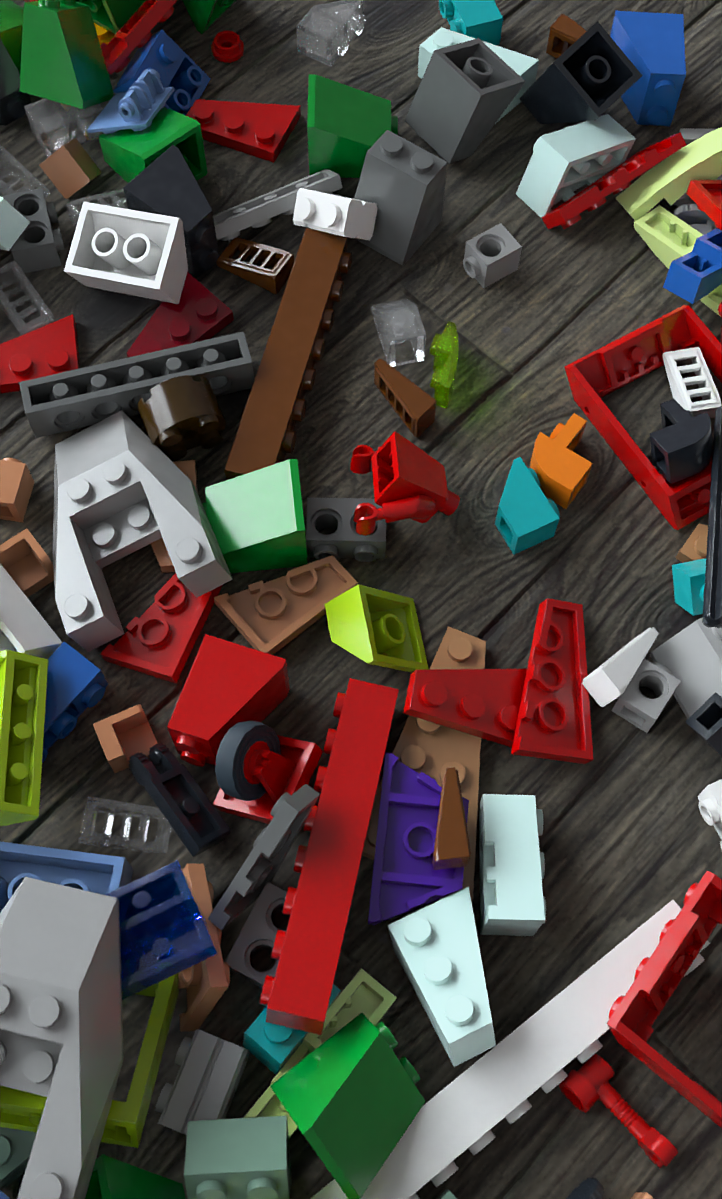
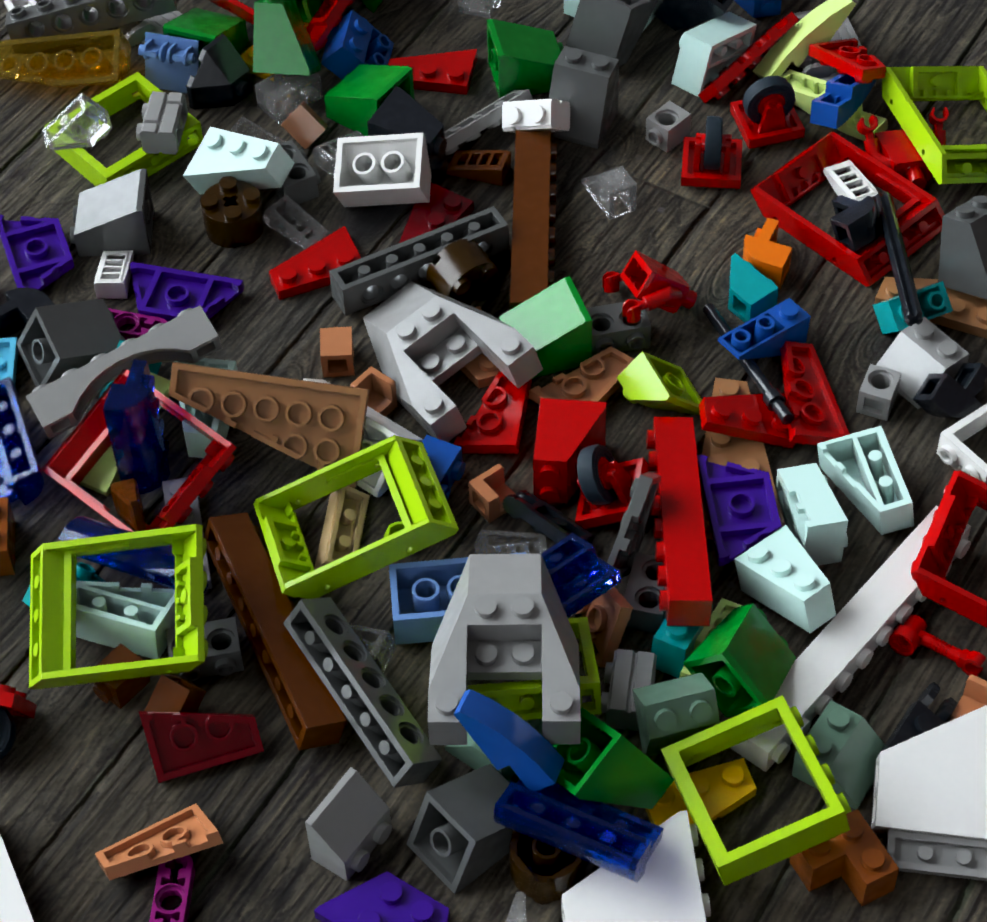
camera: 10 degrees left, 15 degrees down
(135, 107) = (350, 70): medium blue hinge -> none
(227, 47) = (401, 17): red plate -> none
(407, 399) = (630, 232): reddish brown slope -> none
(445, 353) = (656, 206): clear neon green slope -> none
(452, 838) = (764, 486): reddish brown slope -> none
(506, 683) = (771, 396): none -> black bar
(526, 582) = (768, 332): none -> blue slope
(531, 312) = (712, 158): none -> red plate
(600, 829) = (869, 478): none -> light aqua wedge
(615, 264) = (767, 113): none -> plate
(615, 674) = (852, 376): white slope -> none

